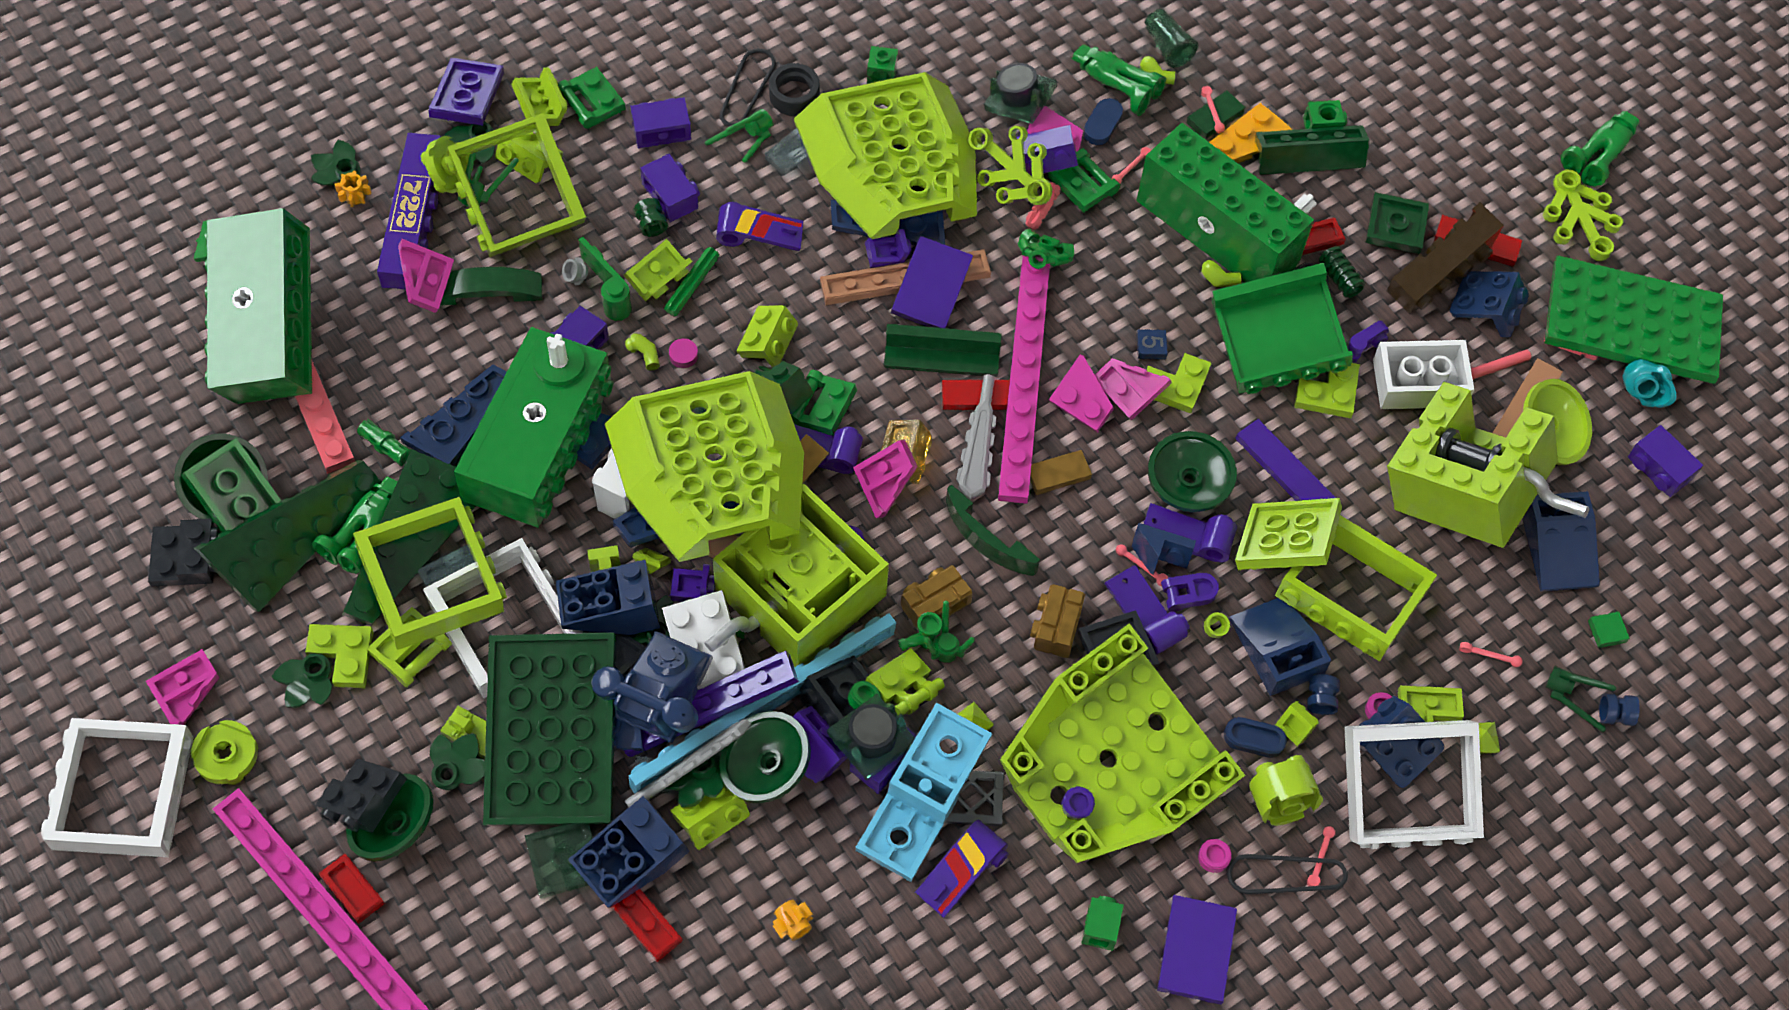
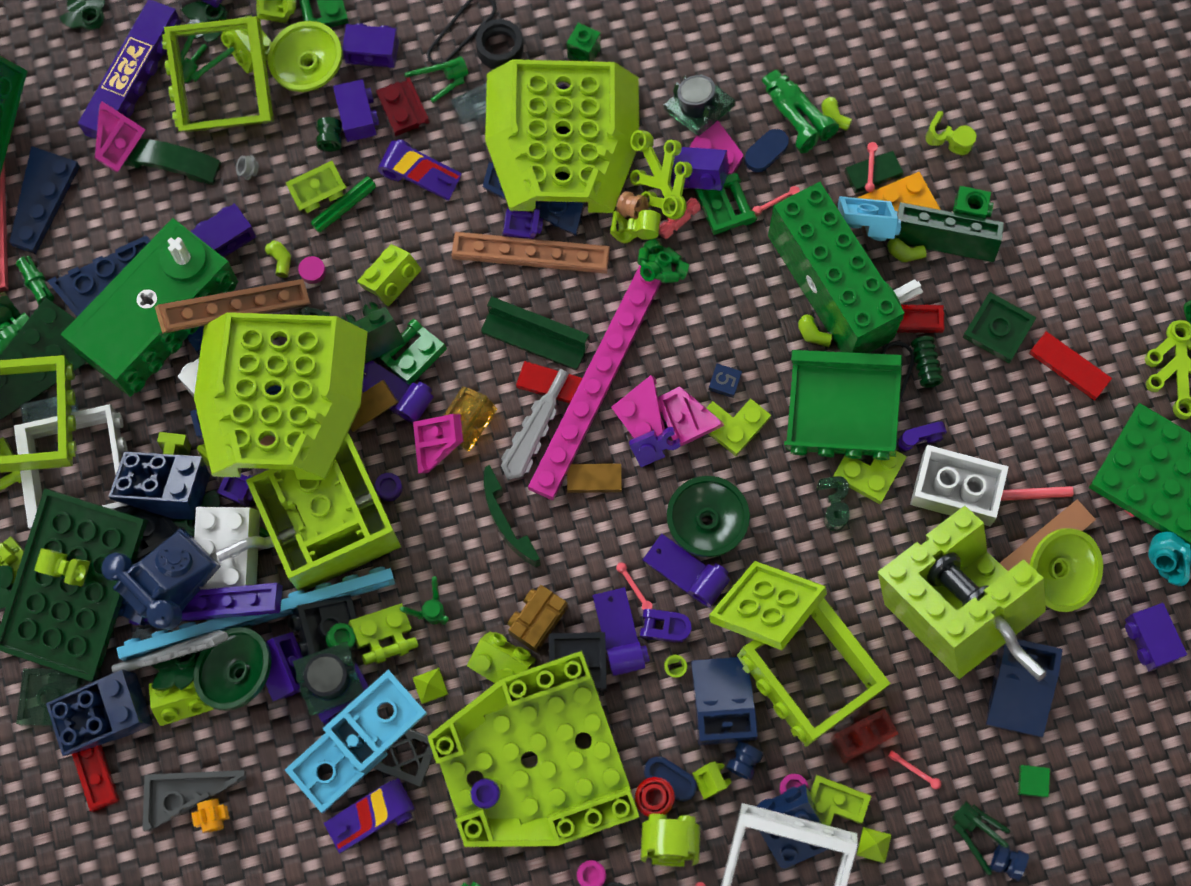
camera: 25 degrees right, 10 degrees up
(353, 188) = (94, 34): light orange gear -> none
(358, 357) = (41, 195): none -> dark blue wing
(436, 167) = (156, 29): lime plate -> none
(529, 707) = (56, 564): none -> lime leg
(596, 136) = (299, 46): none -> lime dish
(600, 407) = (260, 300): none -> nougat tile
(615, 290) = (269, 197): green door -> none
(715, 173) = (402, 106): none -> dark red plate
(744, 911) = (176, 793): none -> dark grey wing
(929, 626) = (417, 592): green piece -> none
(931, 283) = (548, 267): dark purple tile -> none
(931, 593) = (444, 561): pearl gold brick -> none
(993, 204) = (631, 205): none -> nougat wheel
(1016, 217) = (644, 227): none -> lime leg
(1032, 674) = (498, 659): none -> lime bracket
(1106, 425) = (651, 447): none -> dark purple plate
(1156, 544) = (651, 574): dark blue slope -> none
(1170, 38) = (859, 85): clear green plant -> none
(1245, 149) = (876, 216): none -> medium azure plate
(1251, 751) = (654, 796): none -> red brick
(1276, 179) = (903, 252): none -> lime arm
(1281, 463) = (798, 534): dark purple tile -> none
(1290, 58) = (959, 141): none -> lime leg
(1316, 433) = (838, 512): none -> clear green leg
(1432, 633) = (864, 736): none -> clear red brick
(1446, 260) = (1026, 381): dark brown wedge -> none
(1491, 296) = (1058, 428): dark blue bracket -> none

